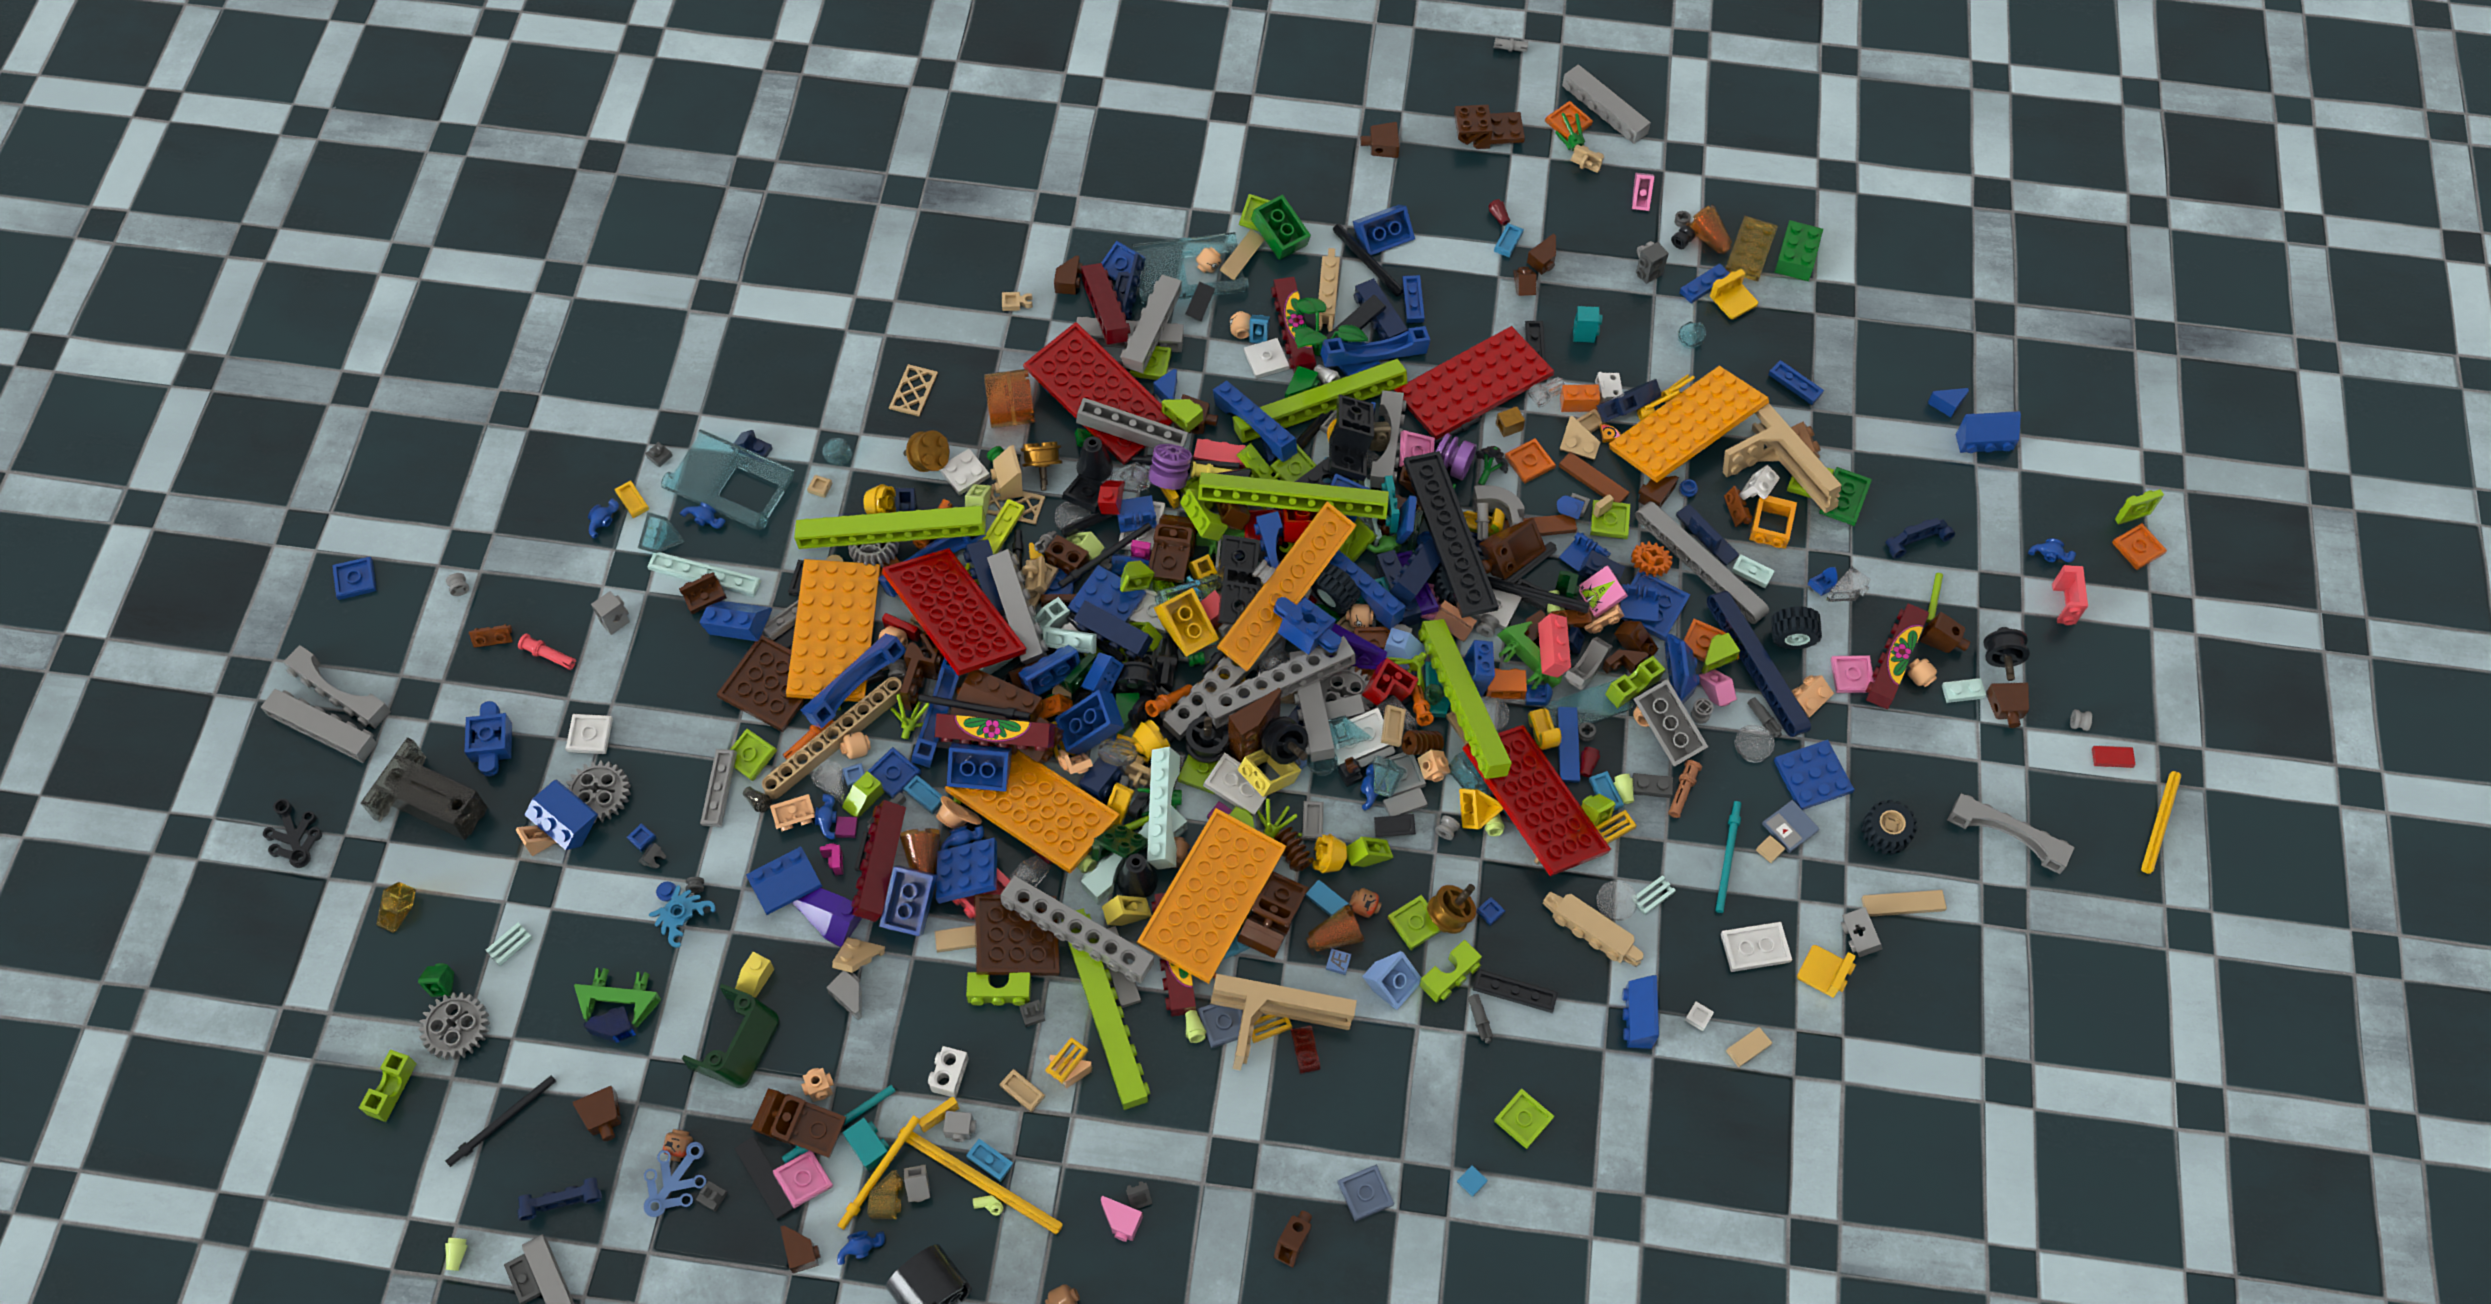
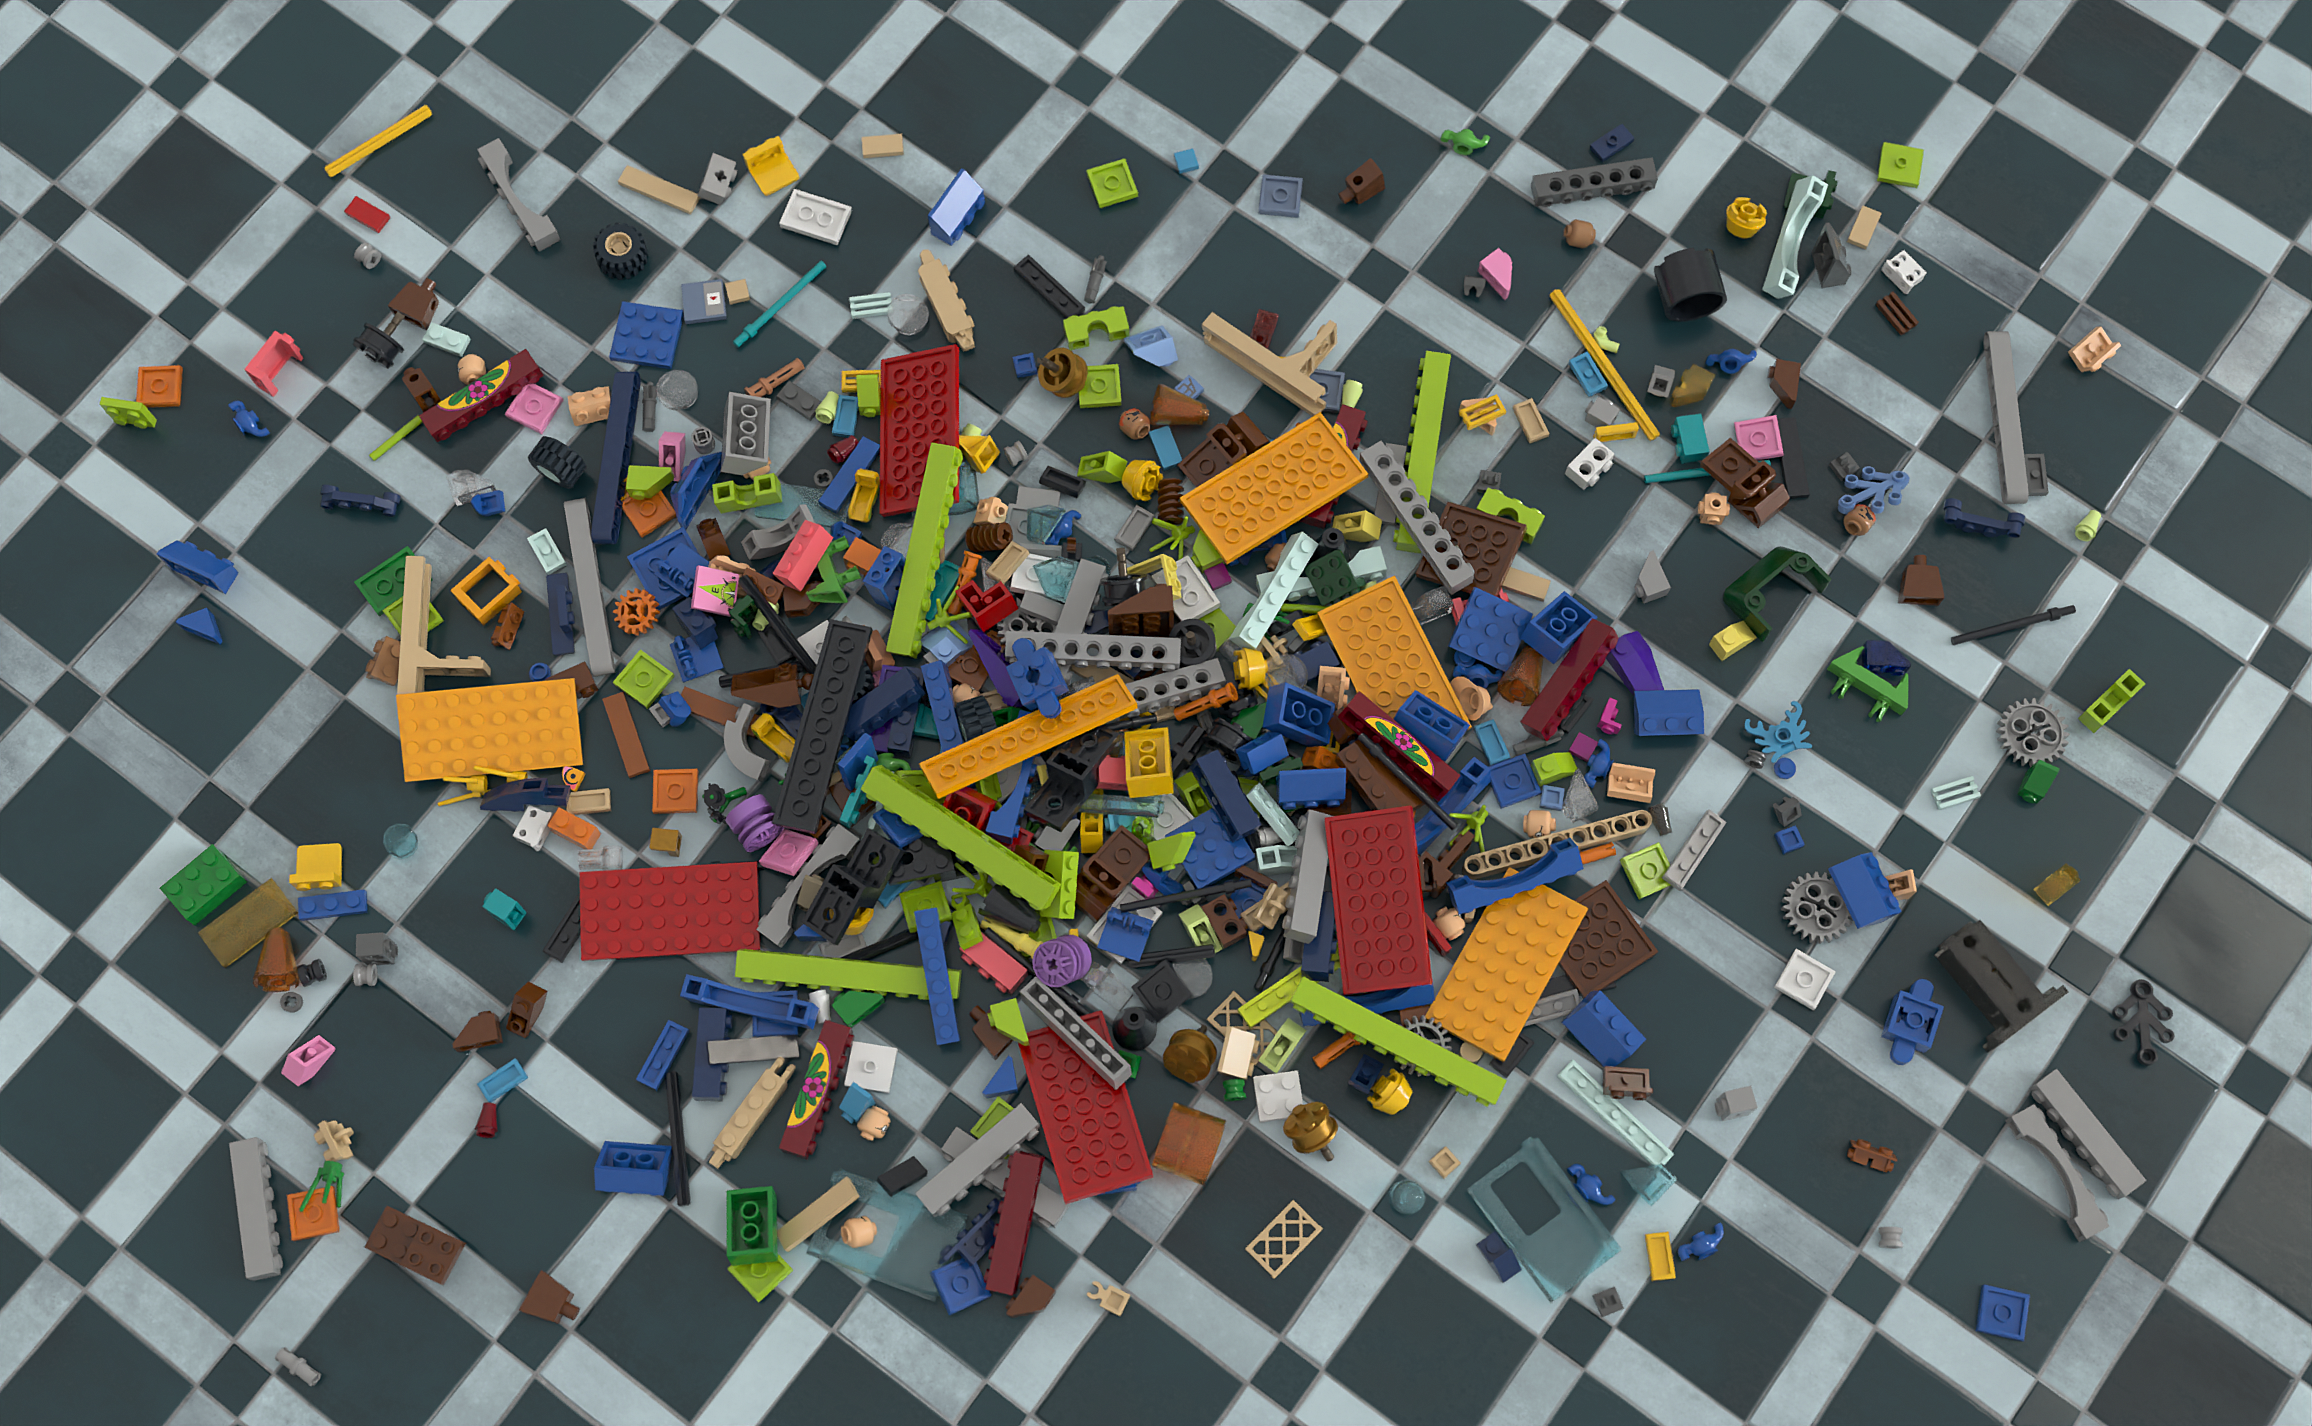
camera: 150 degrees left, 10 degrees up
(539, 648) = (1825, 1109): coral pin -> none
(854, 1208) = (1722, 393): yellow bar -> none
(855, 954) = (1629, 610): tan wing -> none
(1044, 541) = (1236, 951): light grey axle -> none
(1111, 497) = (1141, 963): red slope -> none
(1263, 571) = (1046, 752): light grey wheel -> none
(1307, 336) = (821, 1031): green plant -> none
(1433, 694) = (945, 575): clear green tile -> none
(1482, 521) = (777, 731): light grey axle -> none
(1579, 440) = (610, 782): tan wing -> none
(1603, 505) = (644, 686): tan tile -> none
(1627, 658) = (730, 520): reddish brown slope -> none
(1699, 1016) = (907, 187): white plate -> none
(1760, 483) = (470, 631): white bracket -> none
(1796, 382) = (337, 731): blue plate -> none

